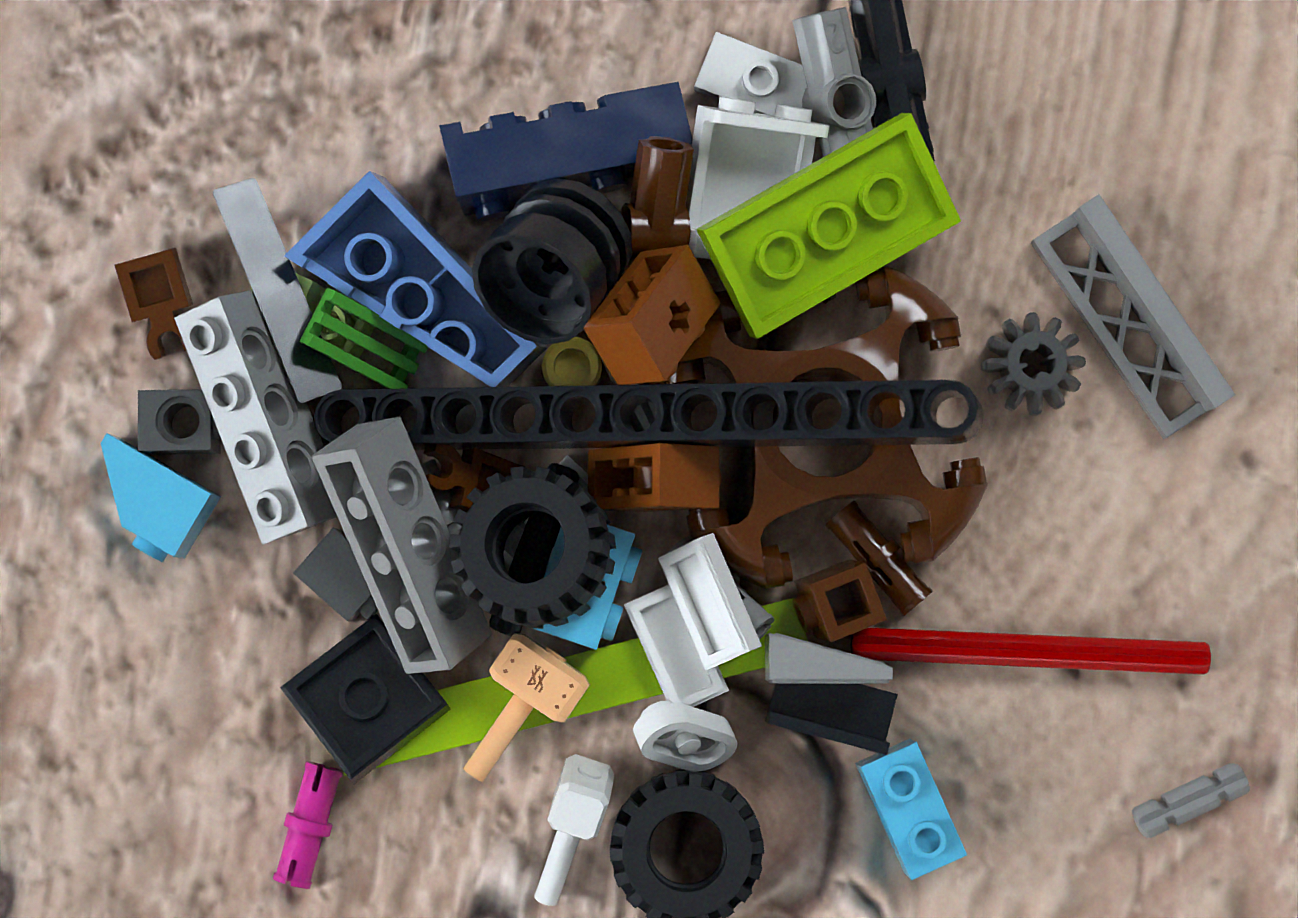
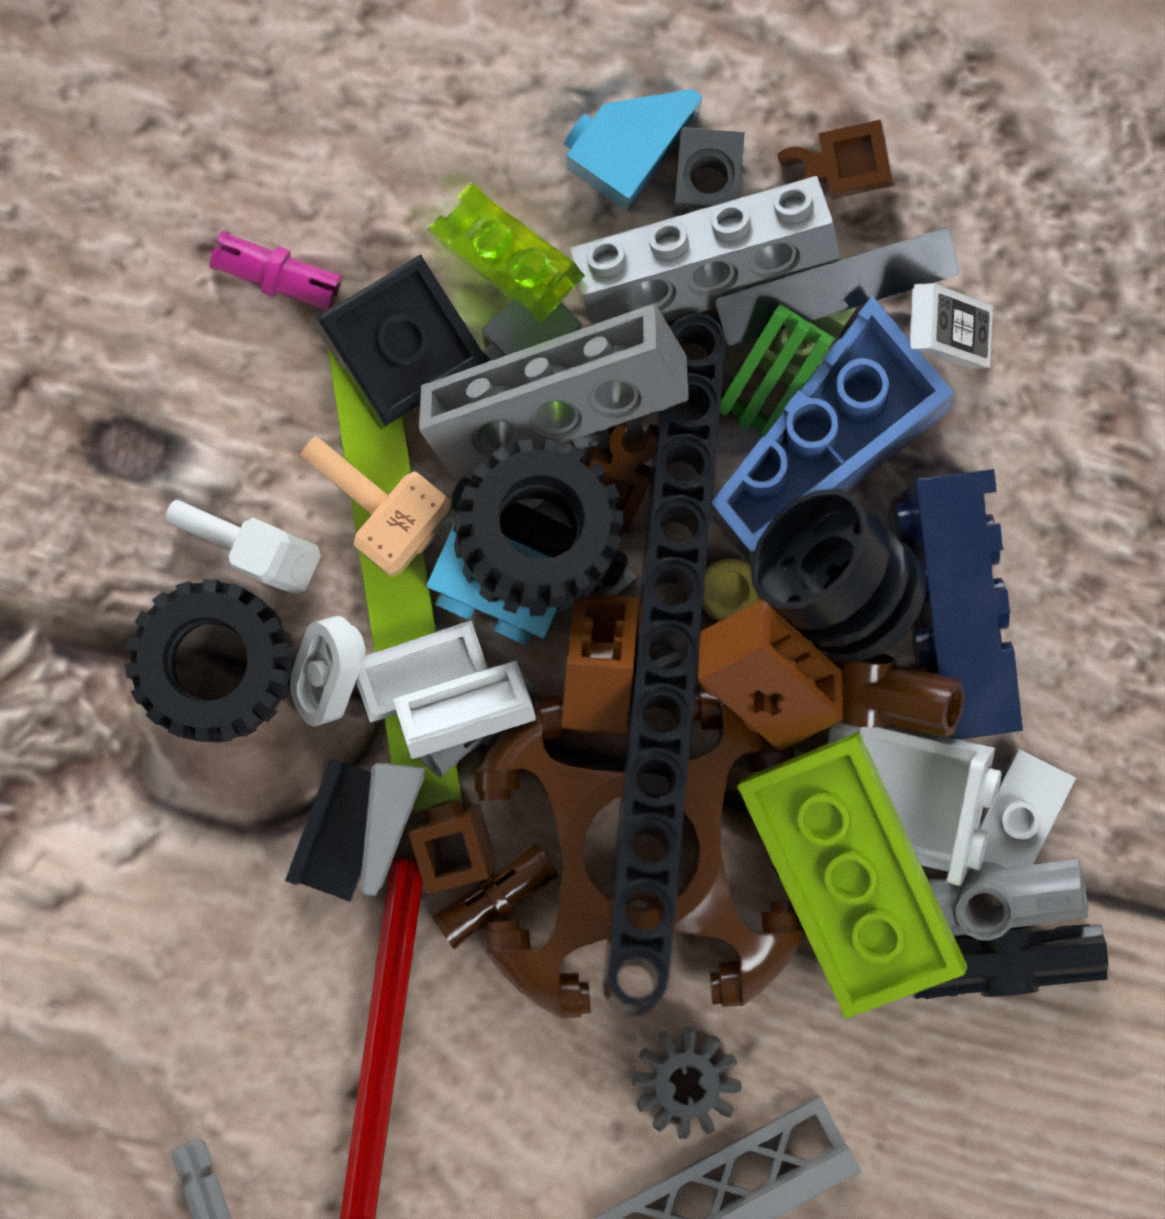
camera: 90 degrees right, 0 degrees up
(273, 604) = (507, 253): none -> clear neon green plate
(305, 180) = (951, 326): none -> tile
(911, 809) = (226, 902): medium azure brick -> none

